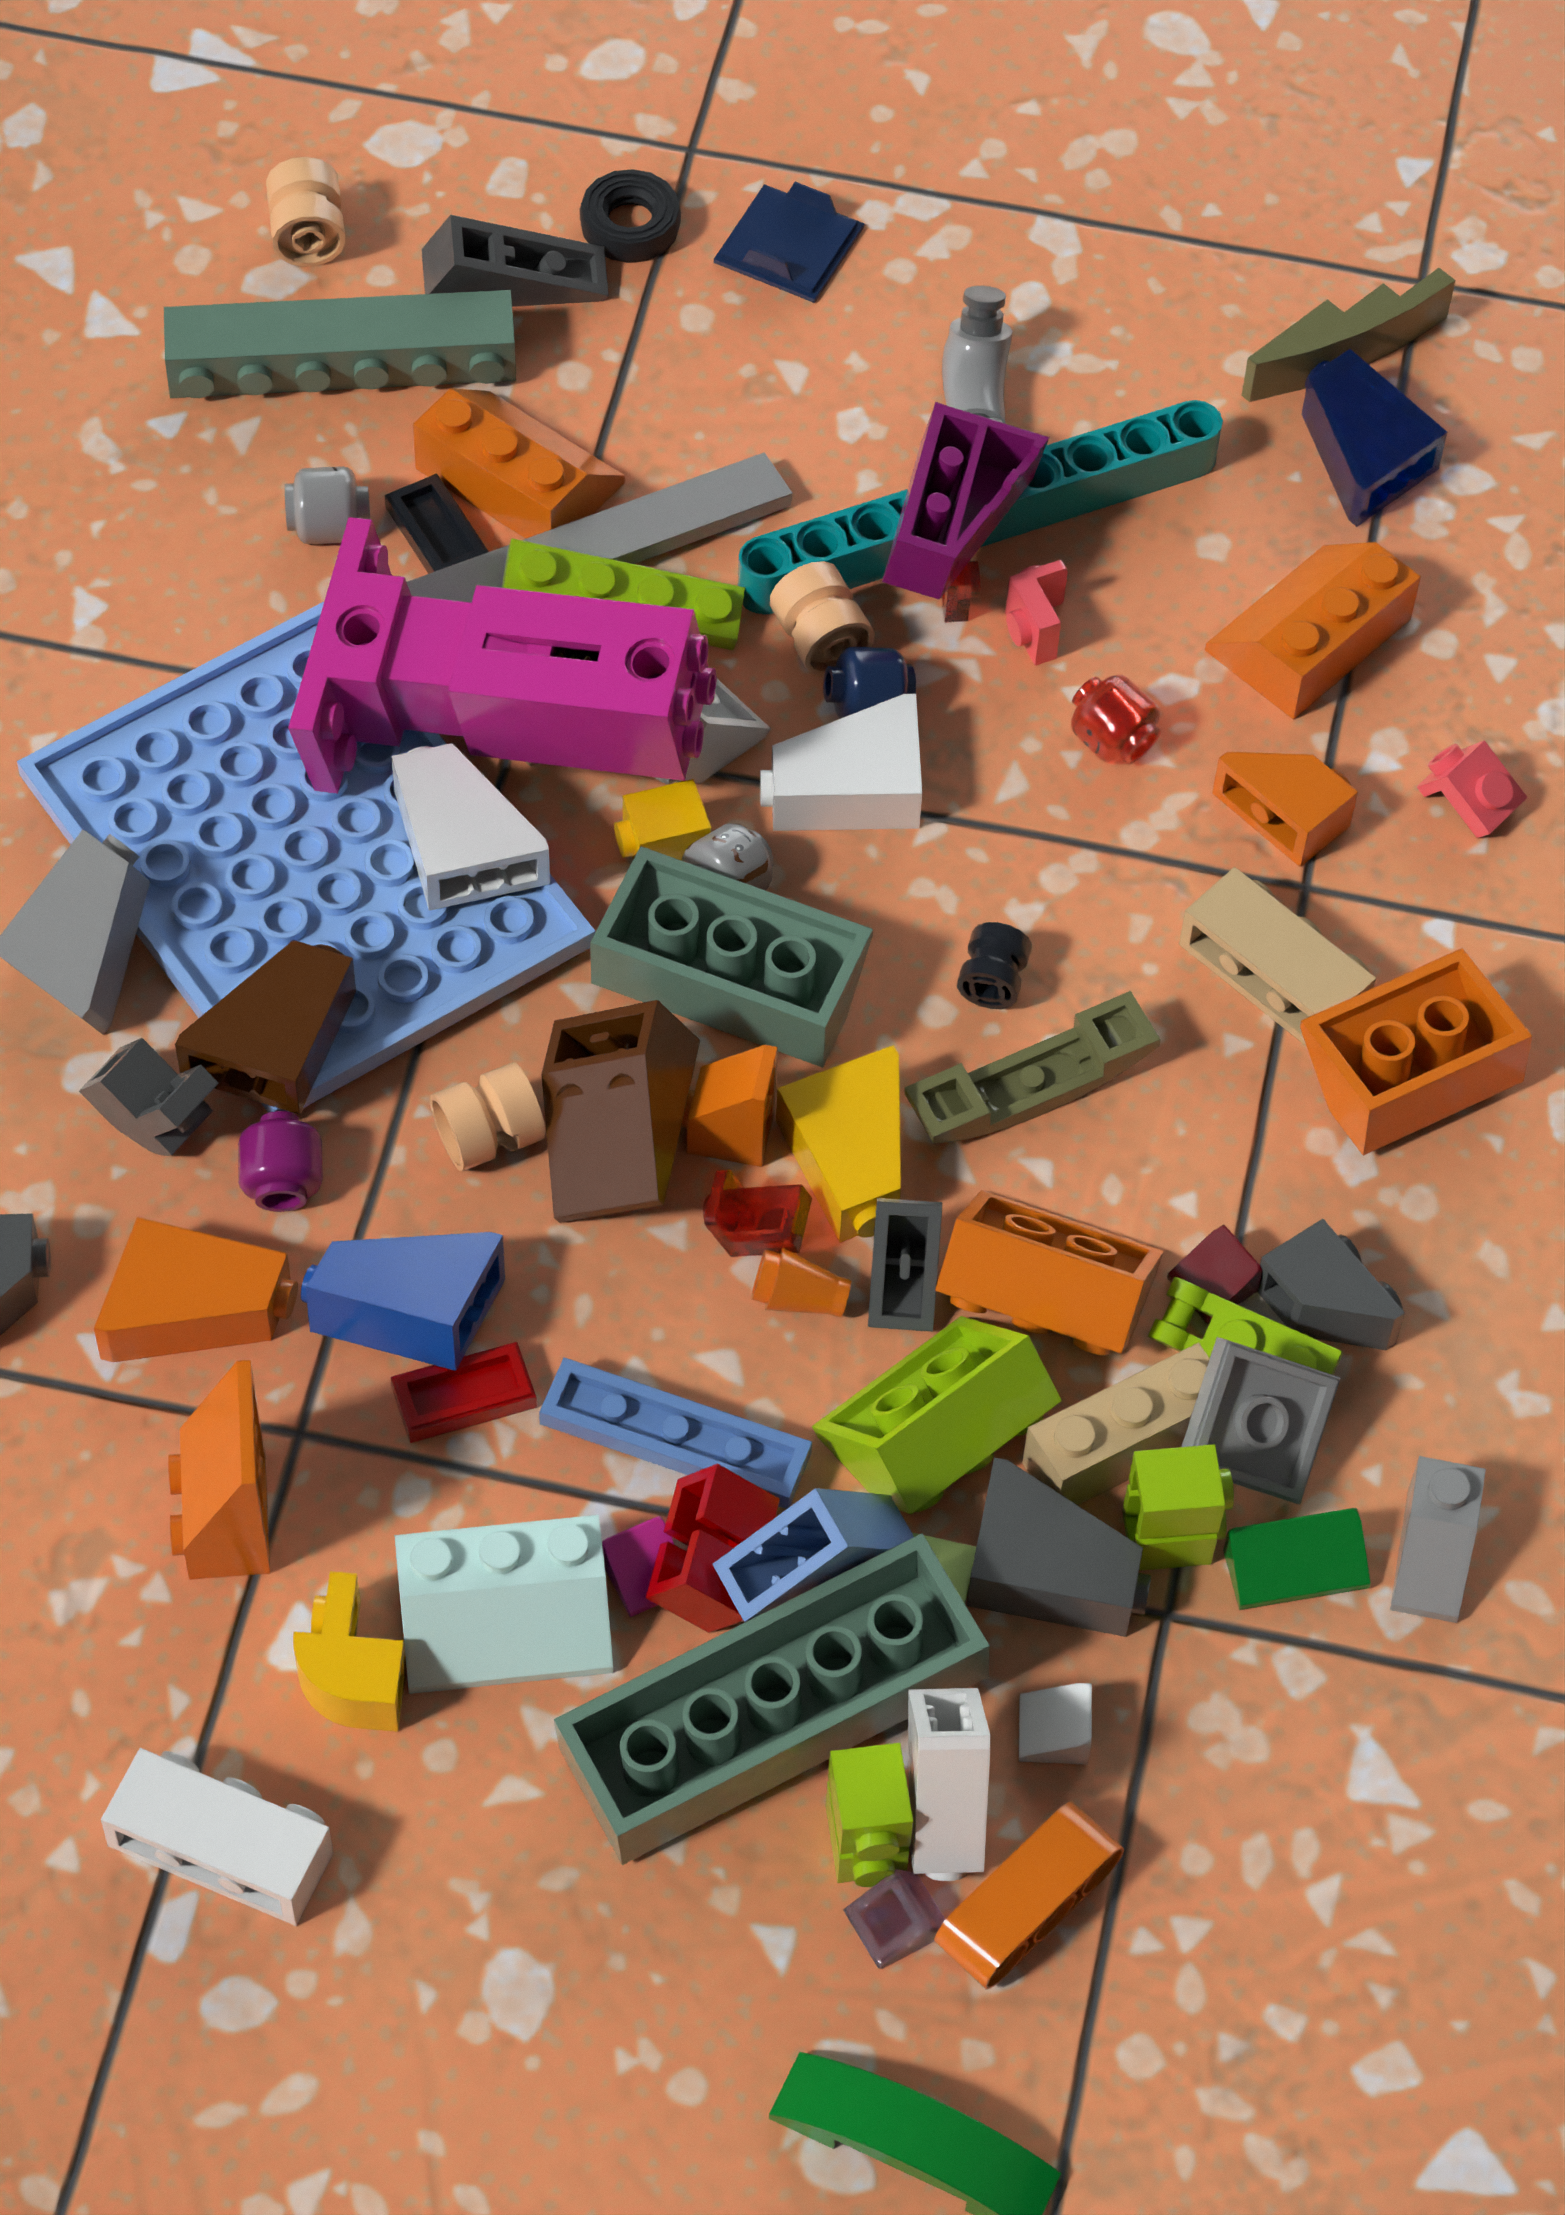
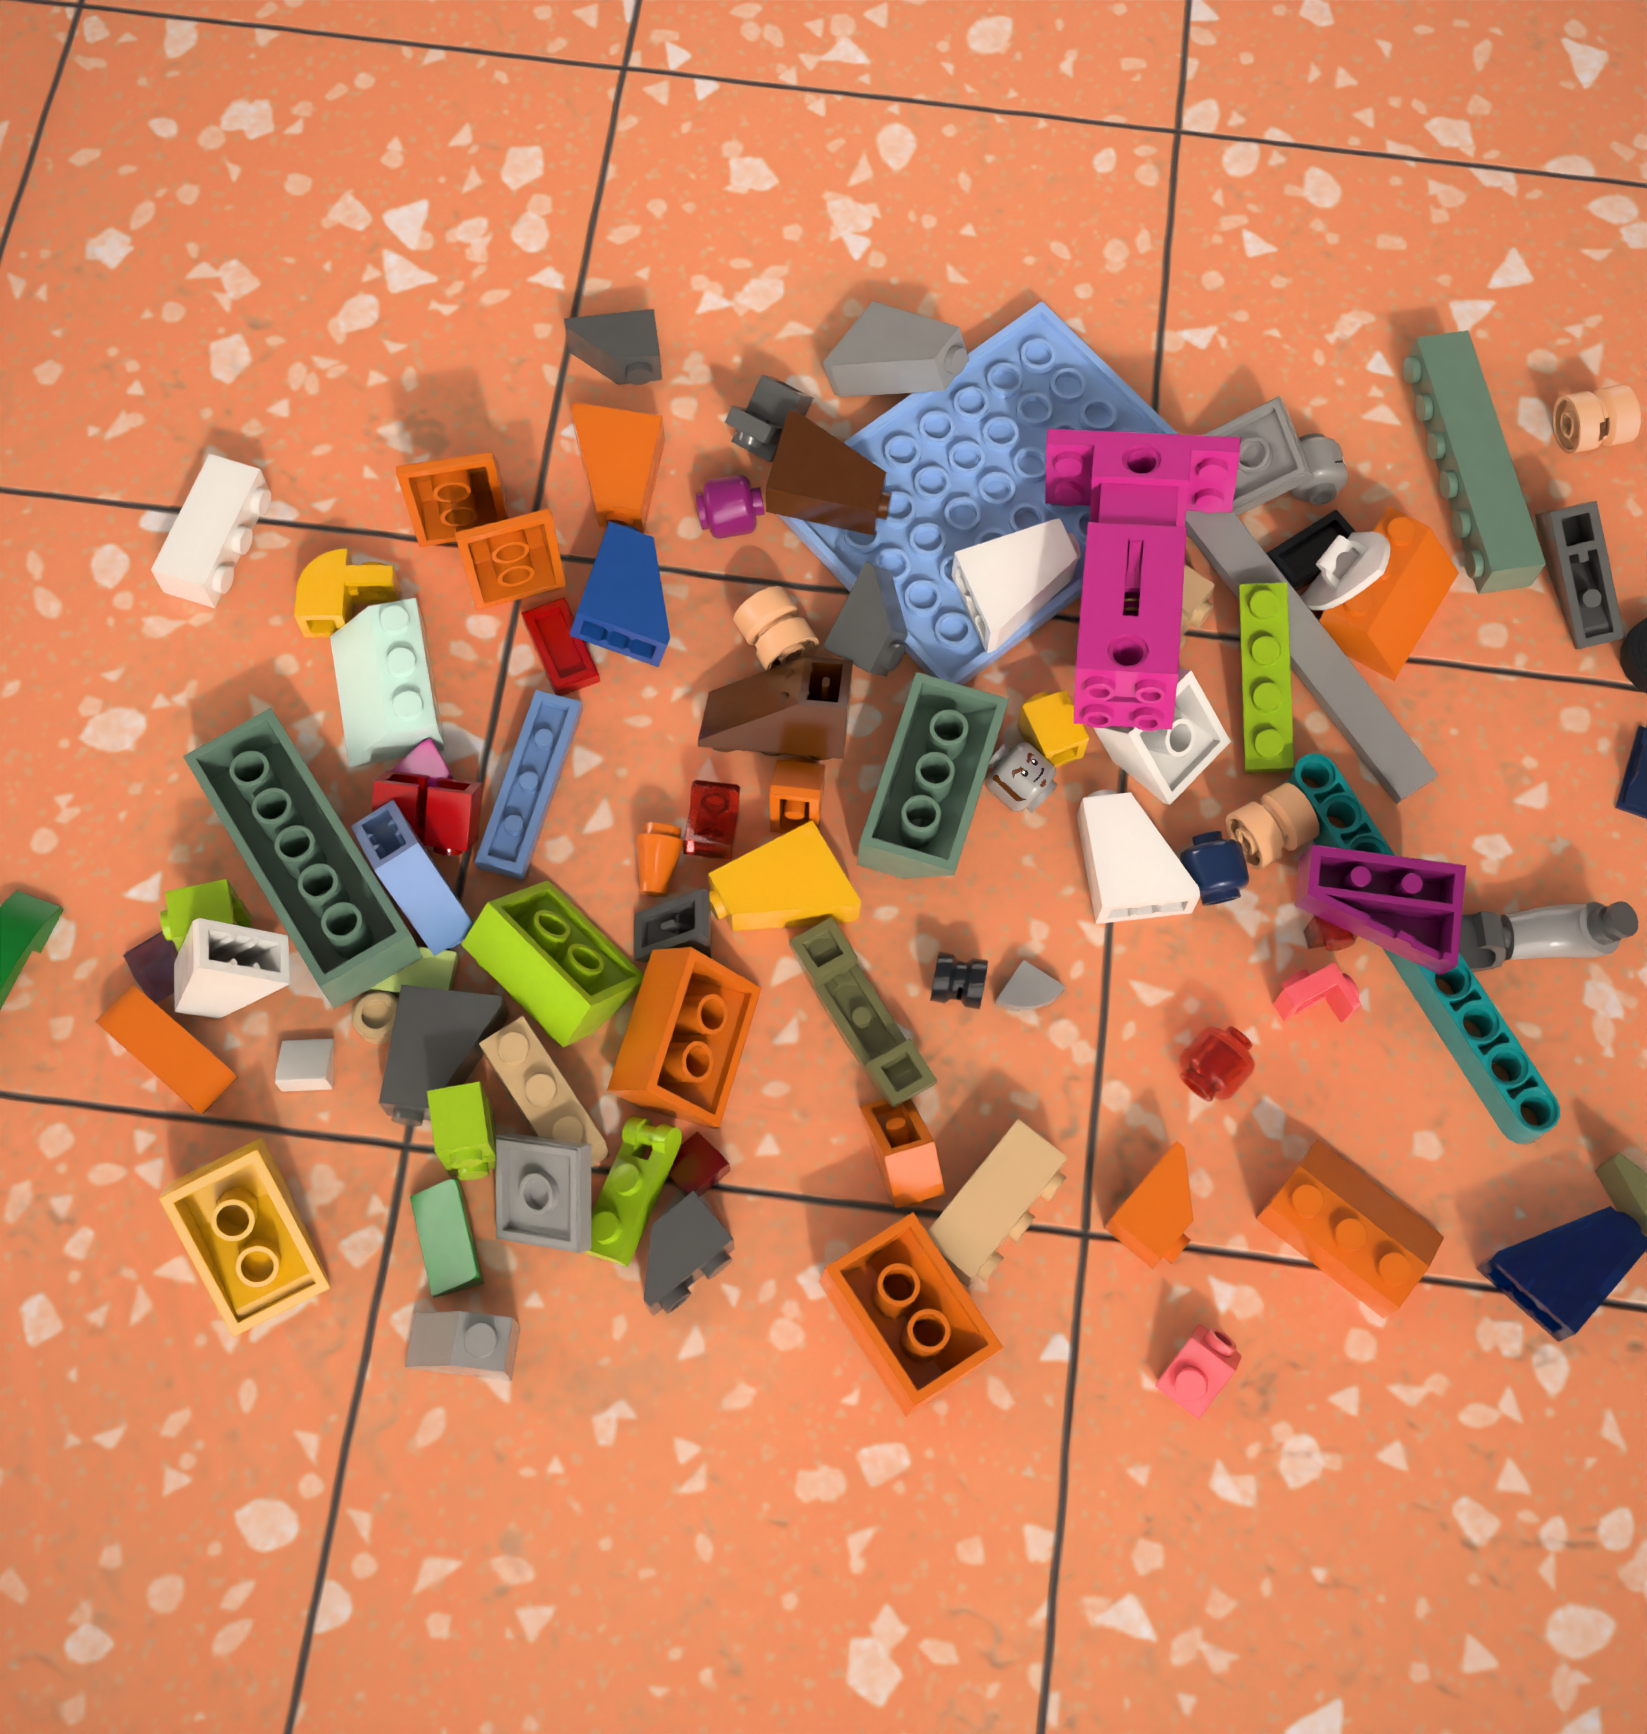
camera: 85 degrees right, 10 degrees up
(292, 553) = (1269, 455): none -> light grey tile
(330, 1417) = (511, 559): none -> orange slope
(502, 1000) = (870, 623): none -> dark grey slope
(506, 471) = (1347, 569): none -> white shield
(1003, 898) = (1029, 989): none -> light grey tile
(1004, 1632) = (375, 1016): none -> tan tile
(1210, 1045) = (903, 1152): none -> orange slope
(1286, 1792) = (245, 1236): none -> yellow slope

